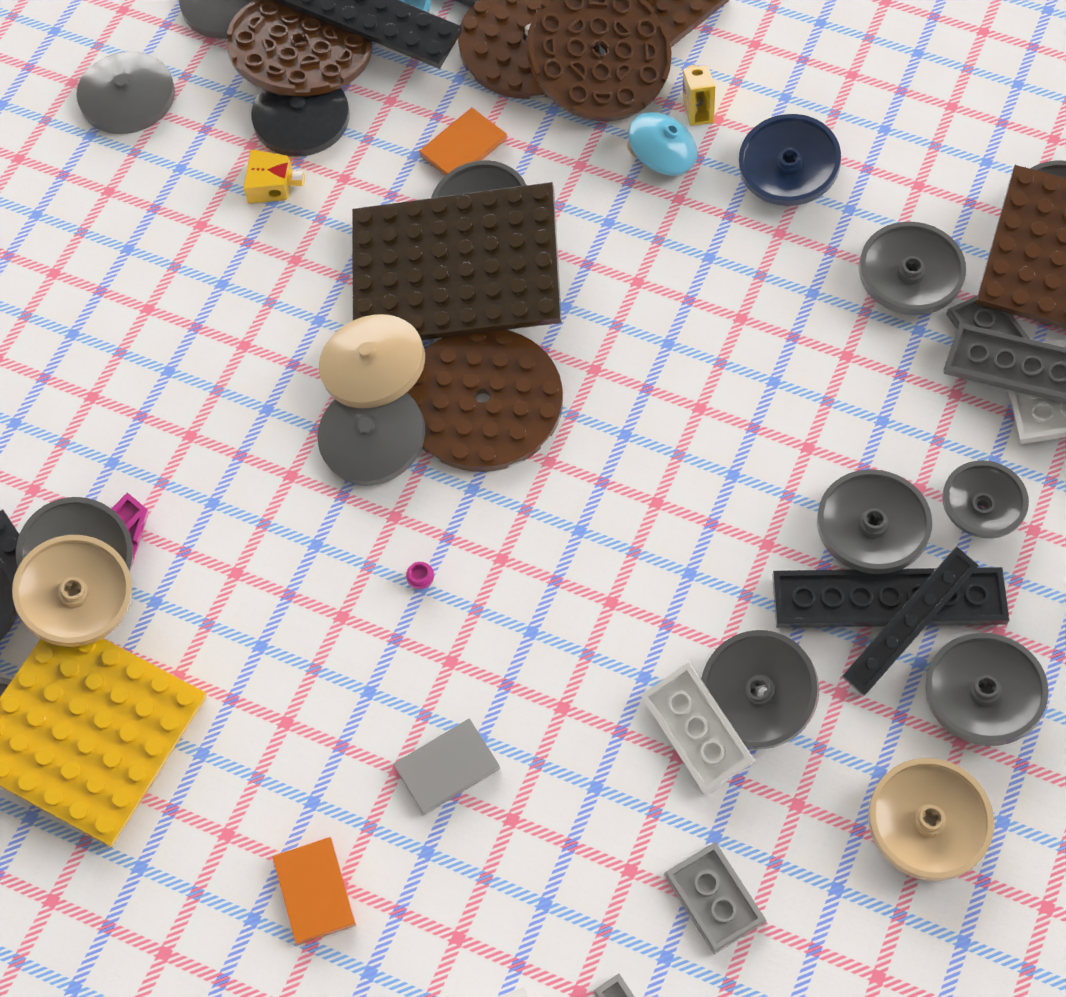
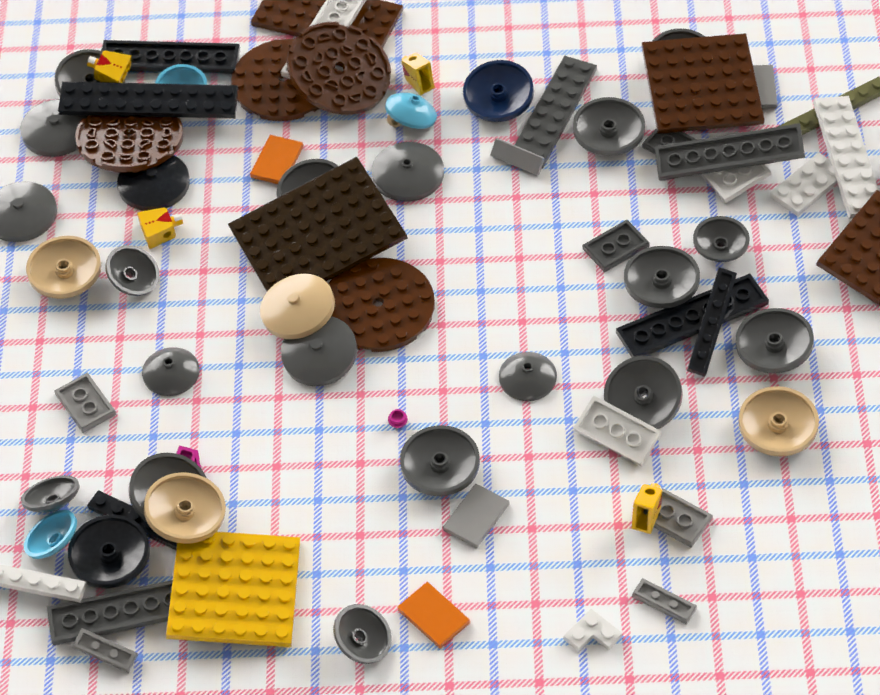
camera: 25 degrees left, 10 degrees down
(57, 380) = (85, 402): none -> light grey tile
(127, 187) = (63, 267): none -> tan dish
(182, 392) = (171, 378): none -> dark grey dish
(208, 211) = (137, 265): none -> dark grey dish
(220, 883) = (368, 627): none -> dark grey dish
(437, 665) = (439, 460): none -> dark grey dish
(618, 226) = (407, 171): none -> dark grey dish
(622, 602) = (527, 383): none -> dark grey dish
(675, 870) = (648, 498): none -> yellow torso
(769, 262) = (517, 156): none -> light grey tile
(837, 445) = (615, 245): none -> dark grey tile
(850, 216) = (556, 107): none -> dark grey plate

